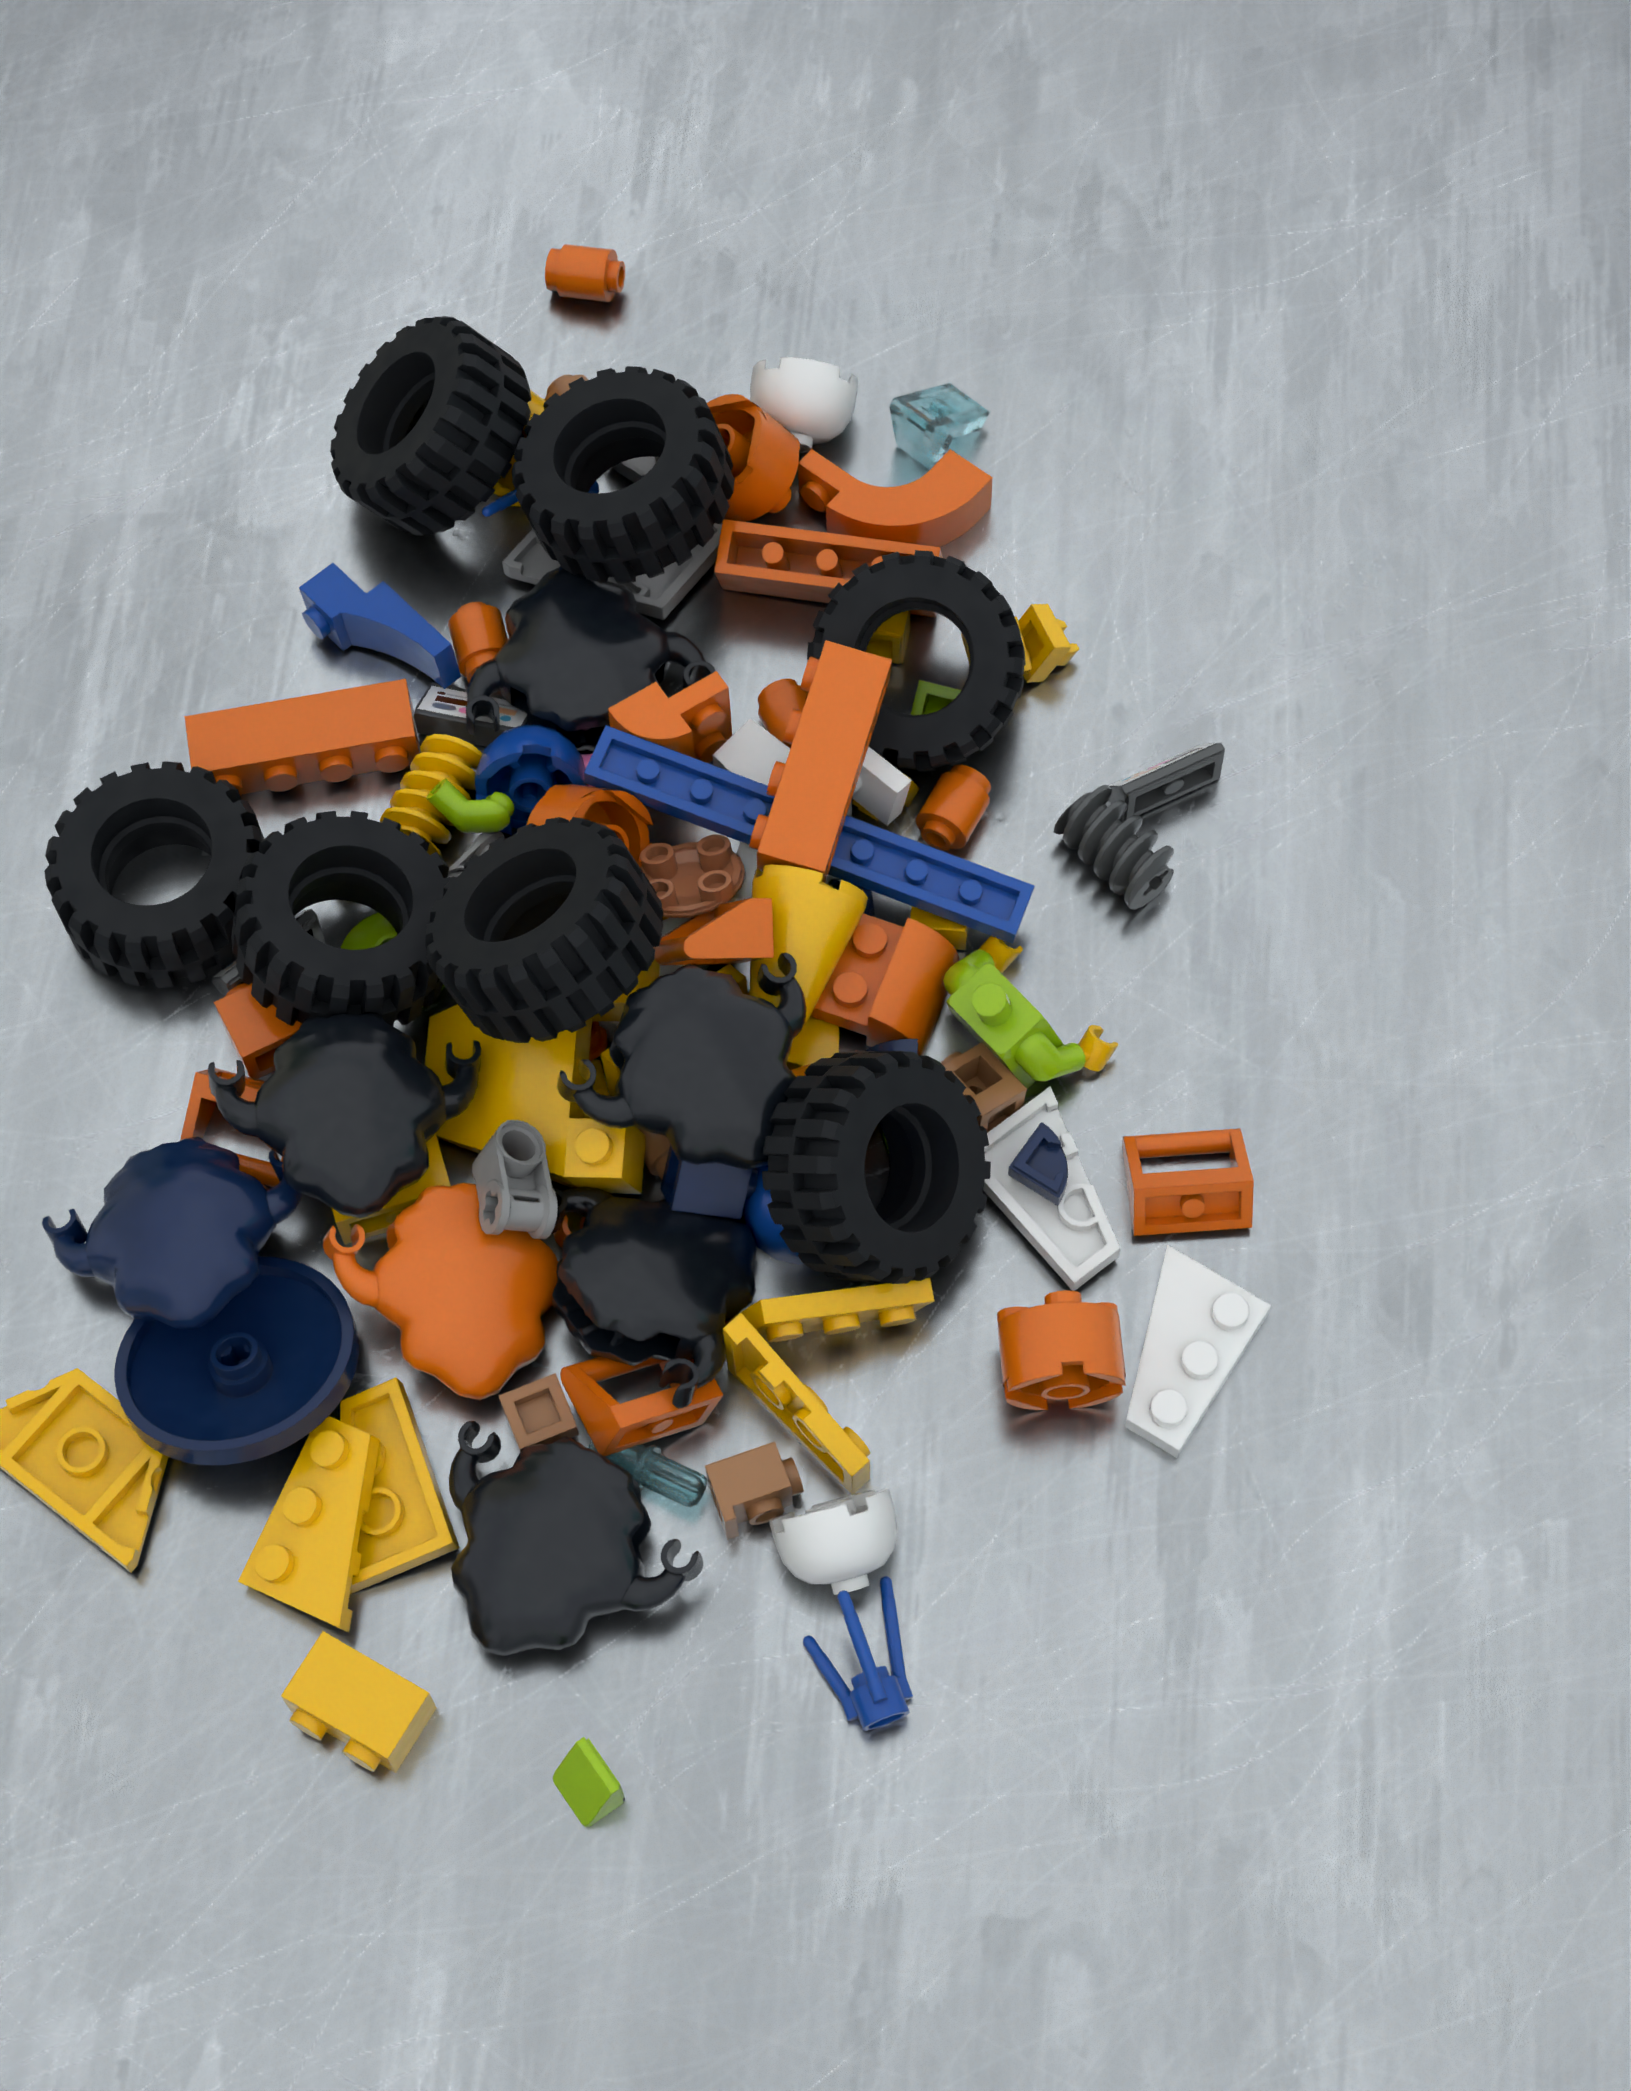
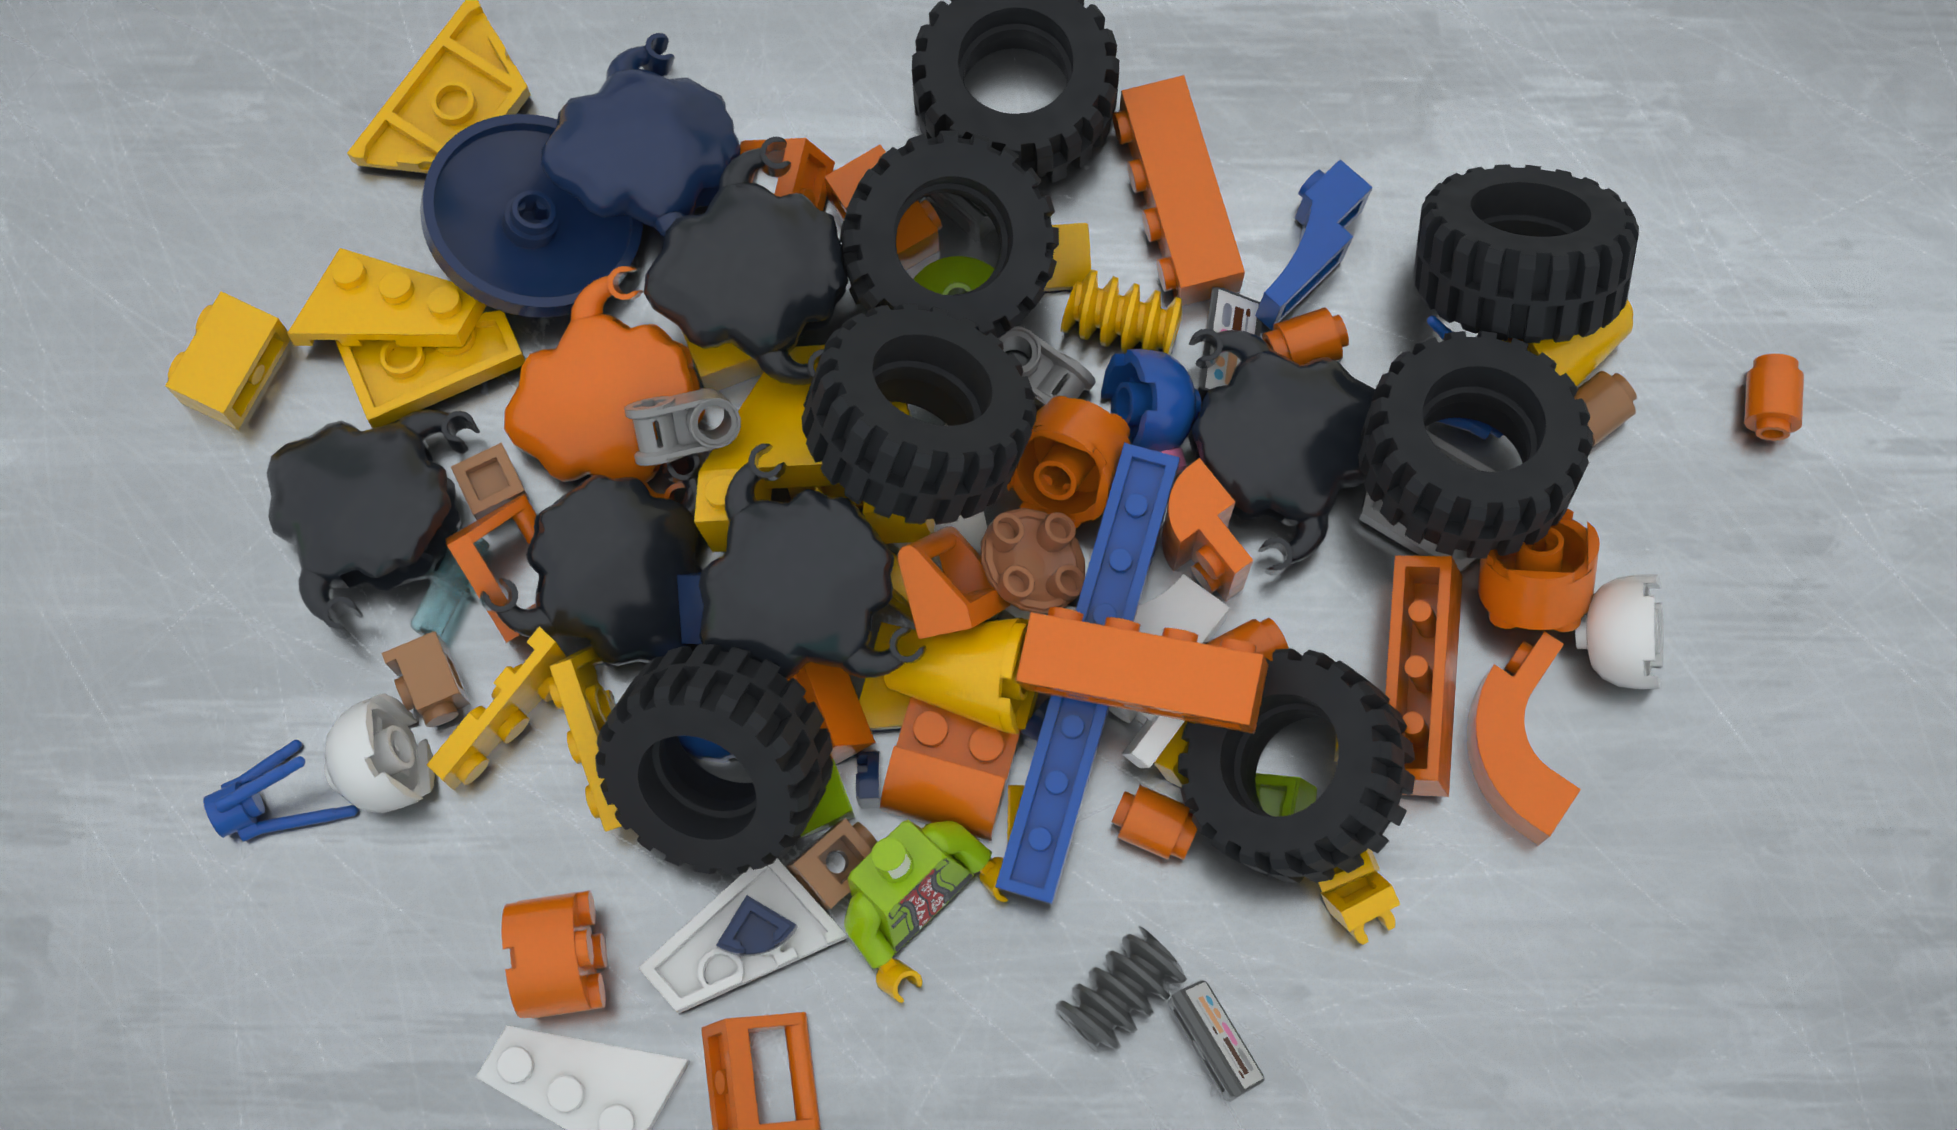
camera: 85 degrees right, 10 degrees up
(472, 815) = (1092, 348): lime arm -> none
(588, 1783) = (163, 566): lime slope -> none
(930, 420) = (1630, 777): clear light blue slope -> none

